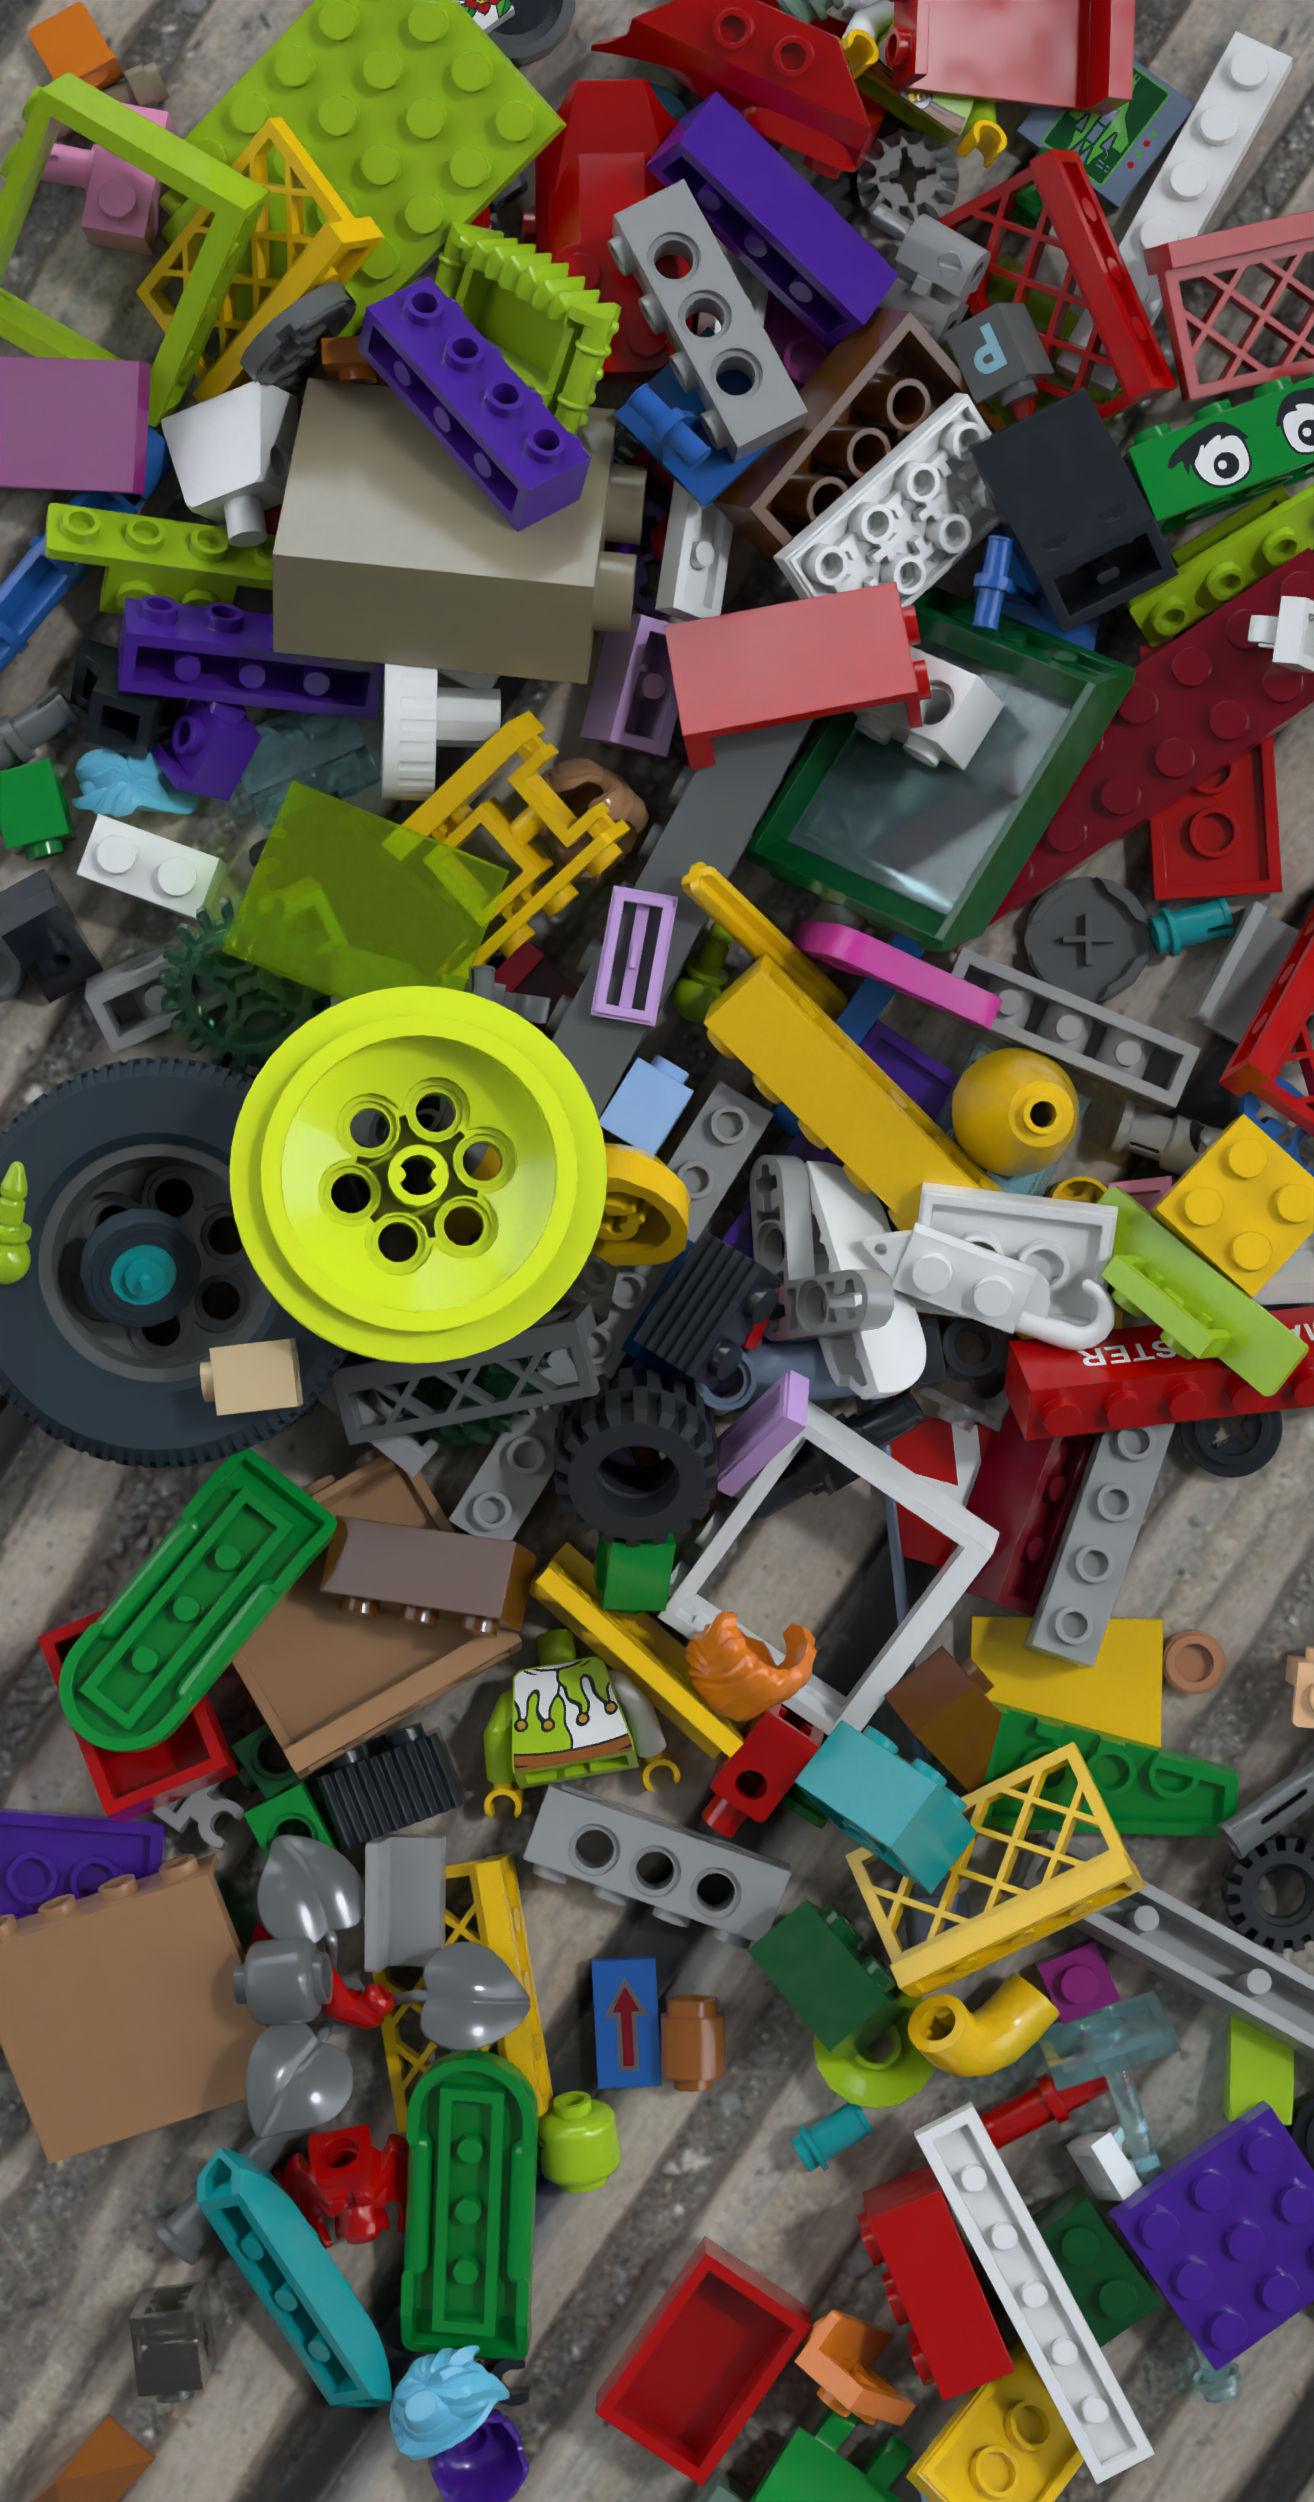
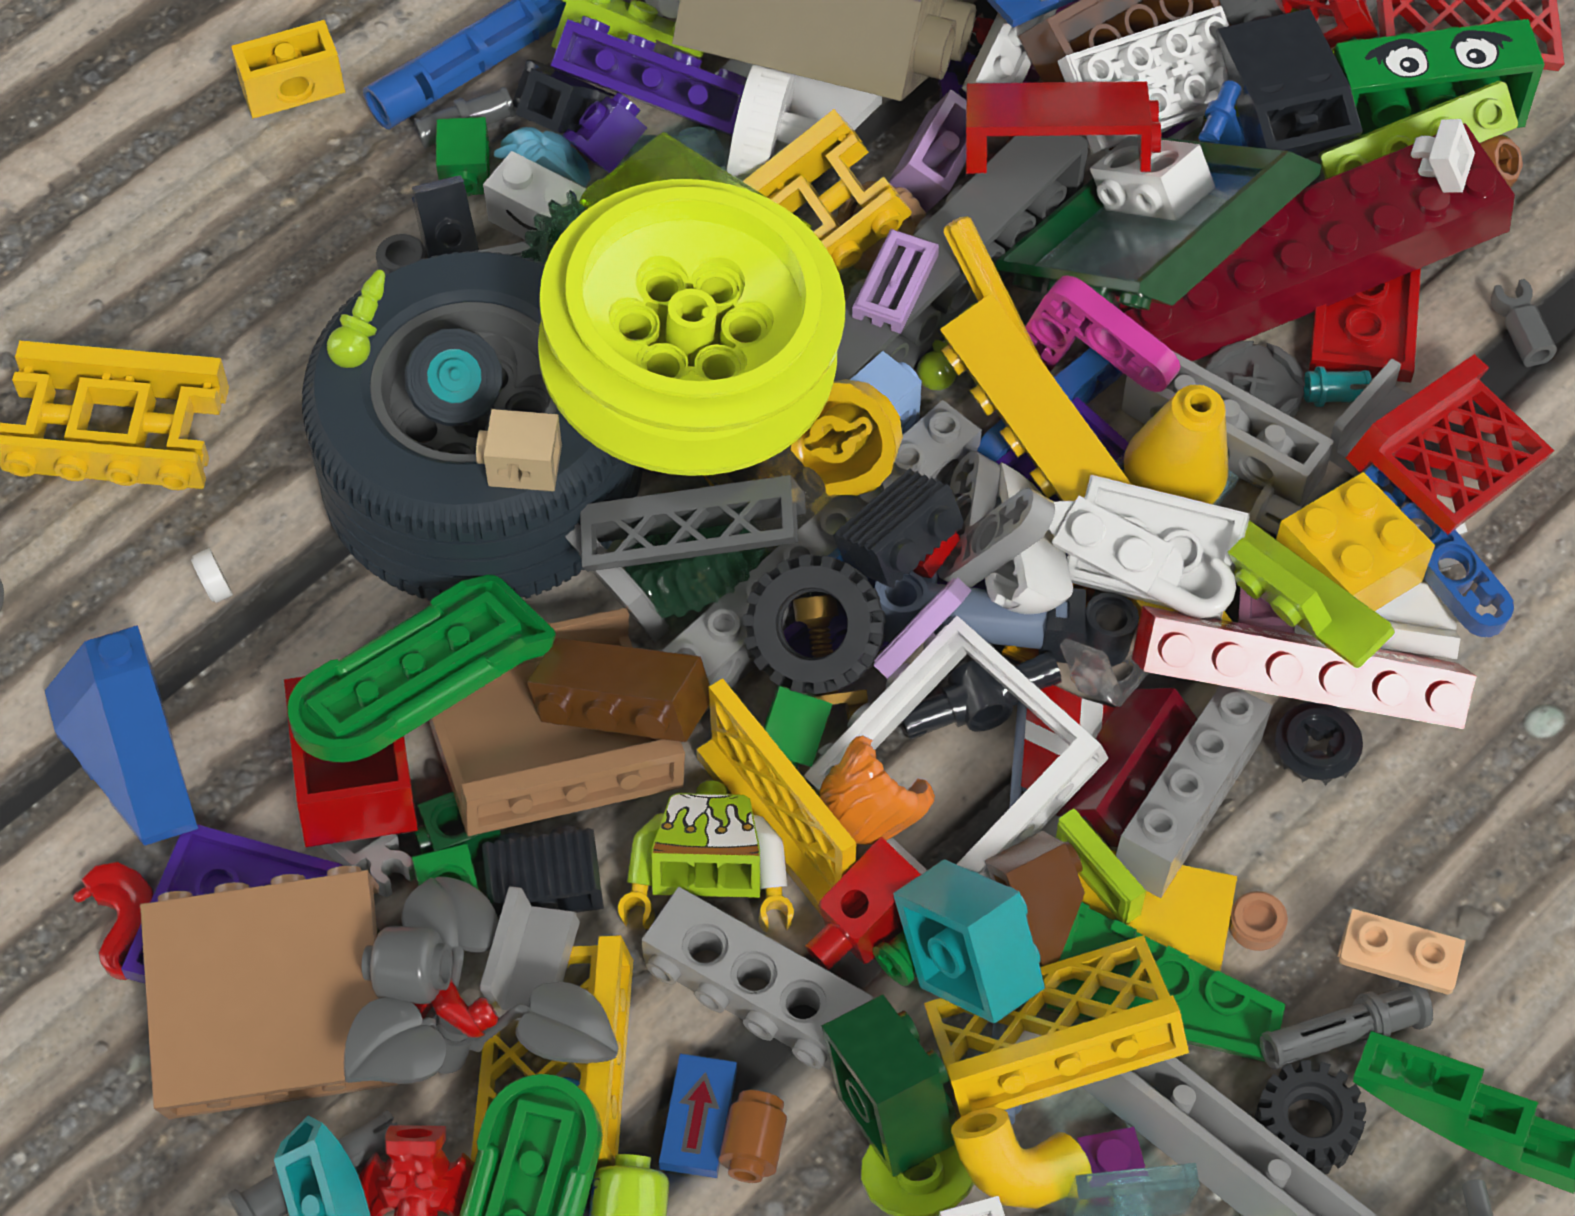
camera: 10 degrees right, 30 degrees down
(1009, 1660) = (1102, 868): none -> lime tile

